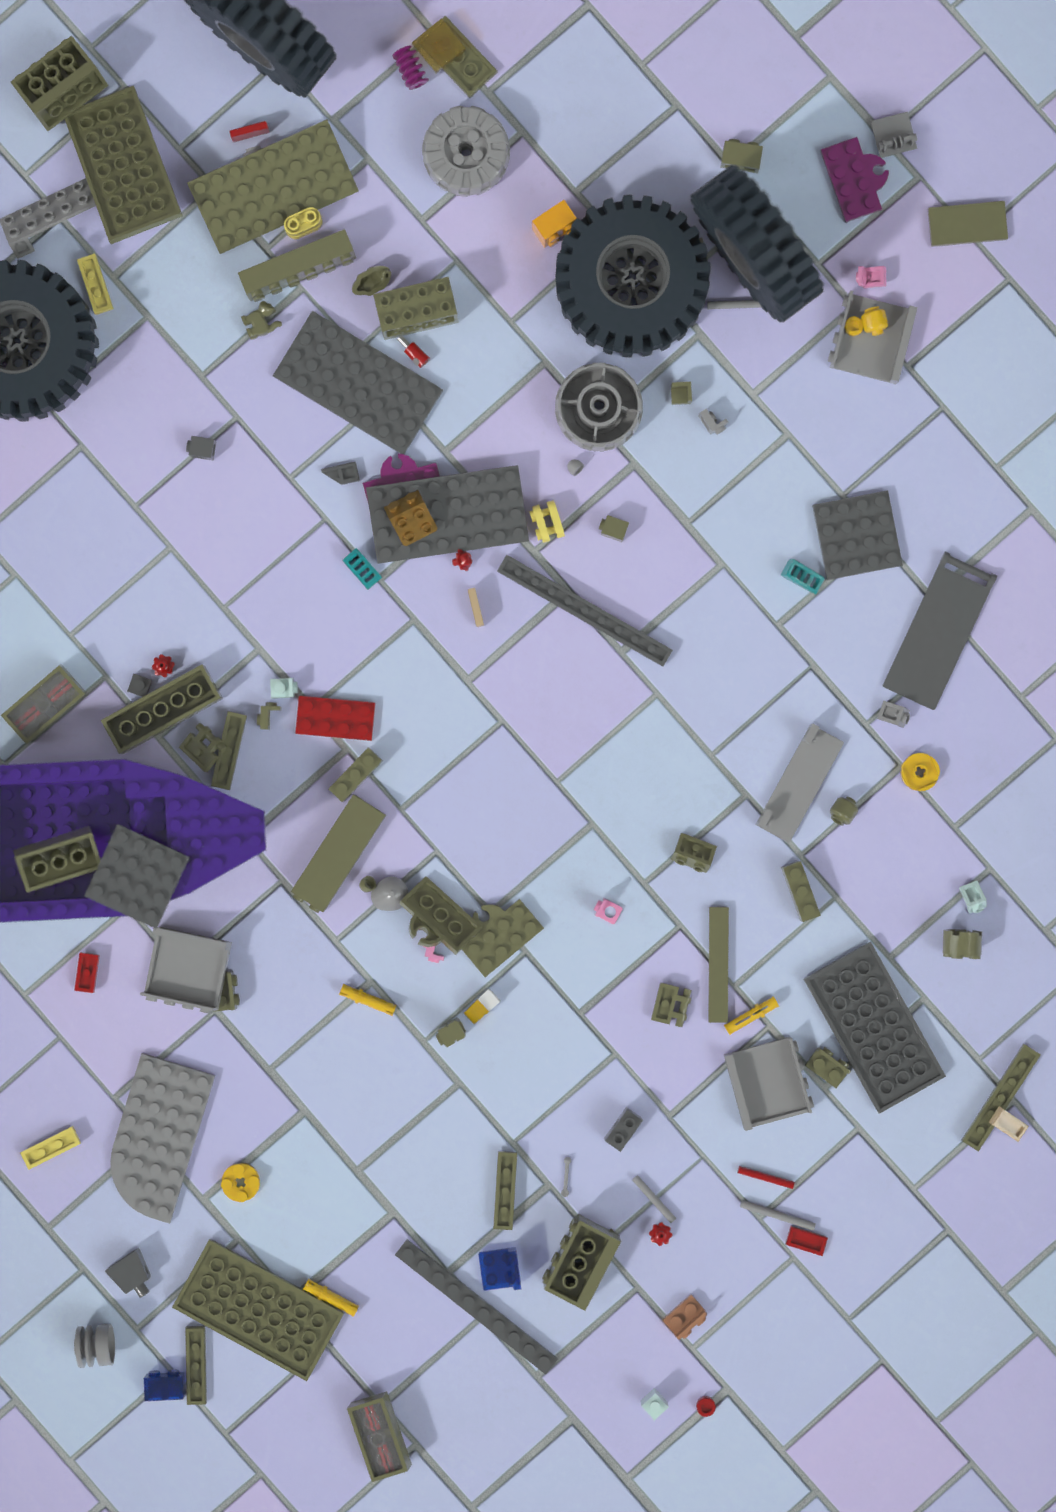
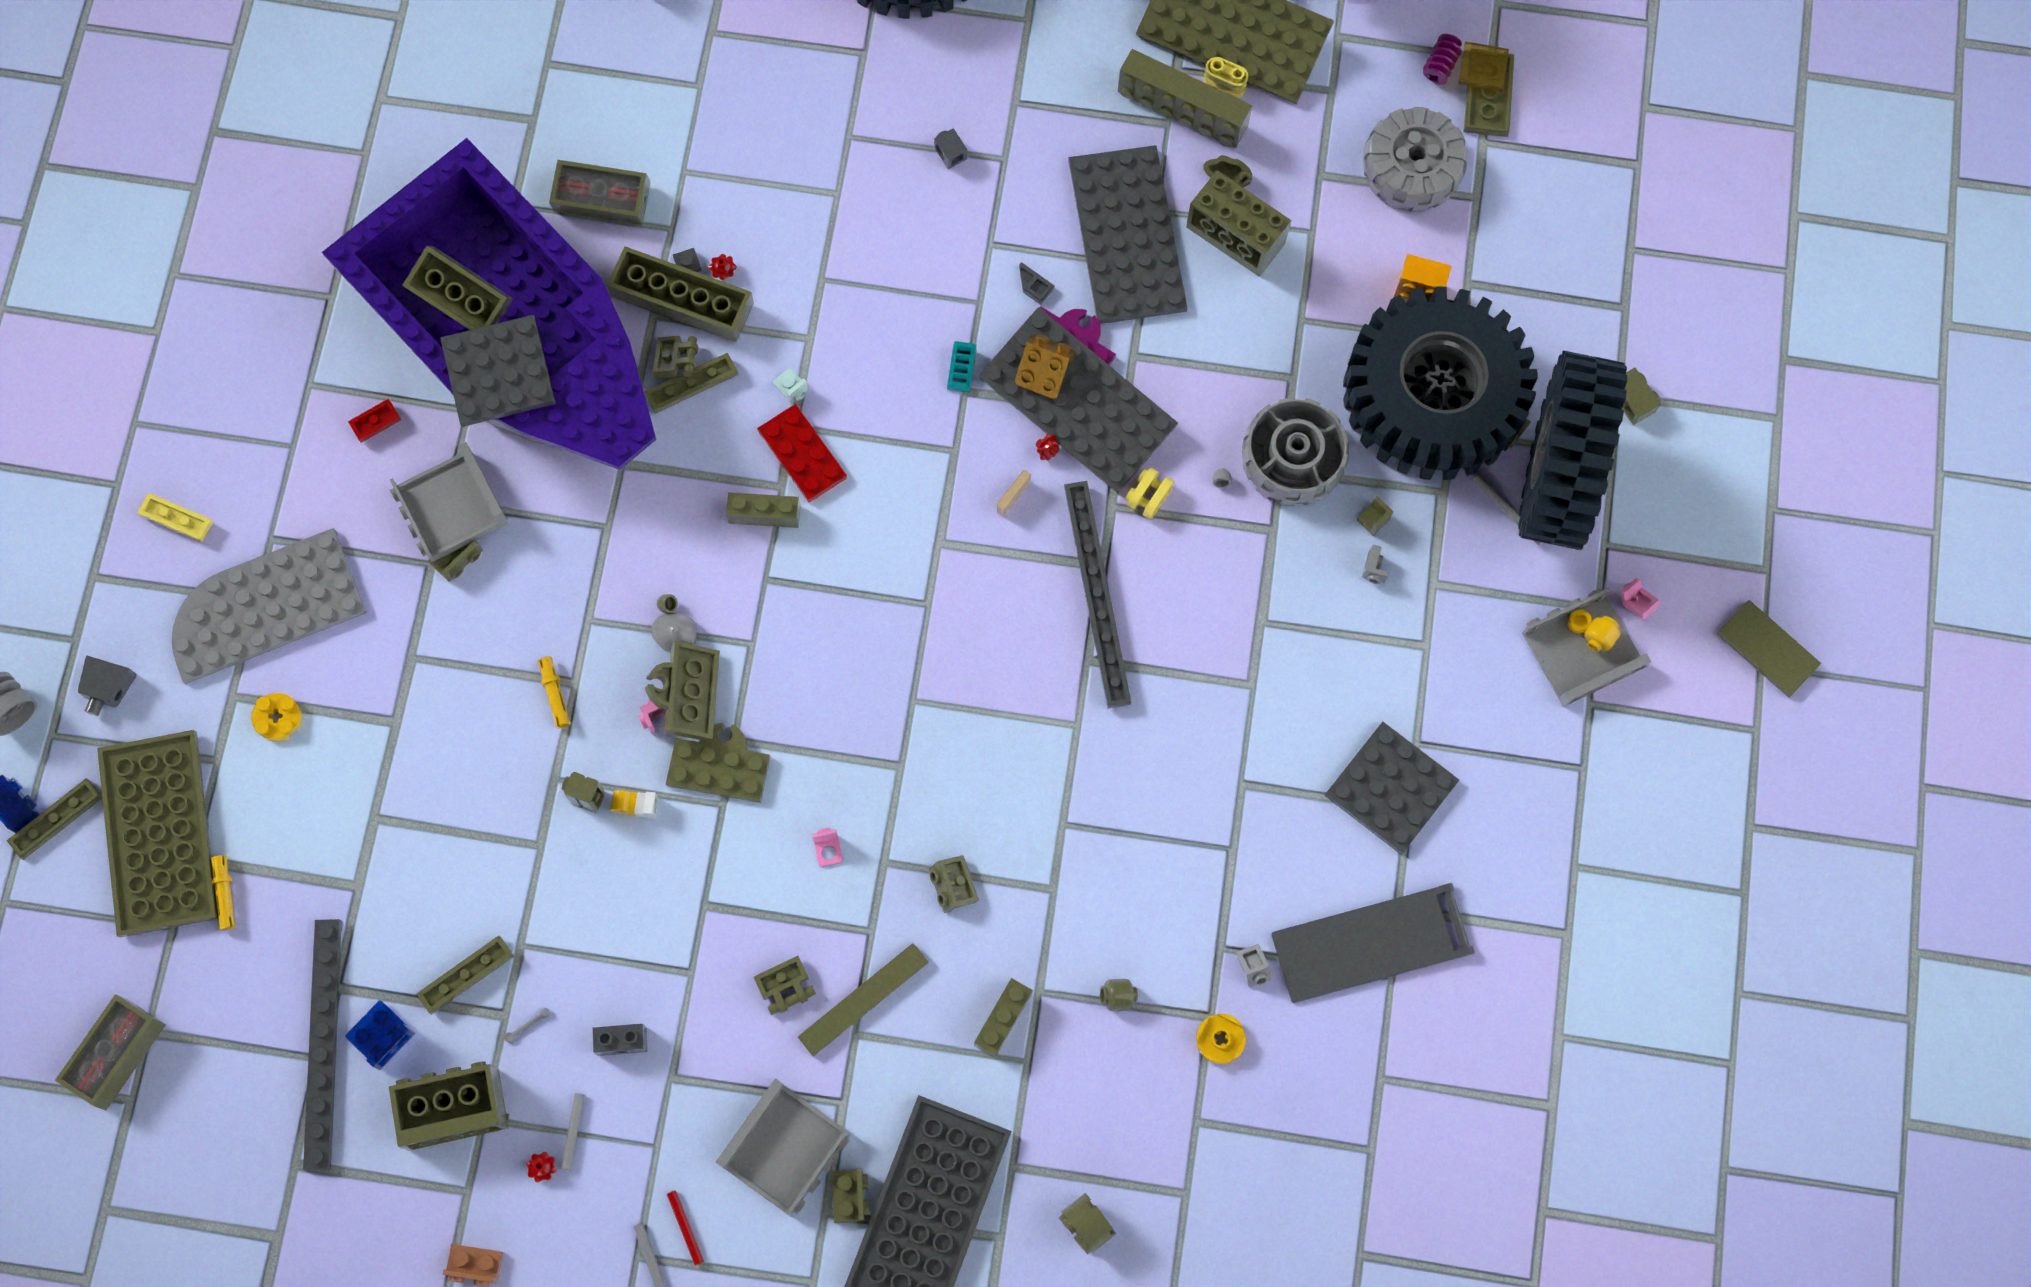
camera: 50 degrees right, 15 degrees down
(258, 321) = (1105, 108): olive animal -> none
(264, 718) = (750, 388): olive bracket -> none
(338, 854) = (673, 553): olive brick -> none
(414, 352) = (1198, 258): red piece -> none
(613, 528) = (1197, 557): olive brick -> none
(771, 1003) = (839, 1074): yellow pin -> none
(786, 573) = (1295, 752): teal slope -> none
(799, 783) = (1108, 929): light grey bracket -> none
(854, 178) = (1710, 513): magenta plate -> none
(894, 134) = (1782, 515): light grey hinge -> none
(973, 897) = (1143, 1199): light aqua bracket -> none

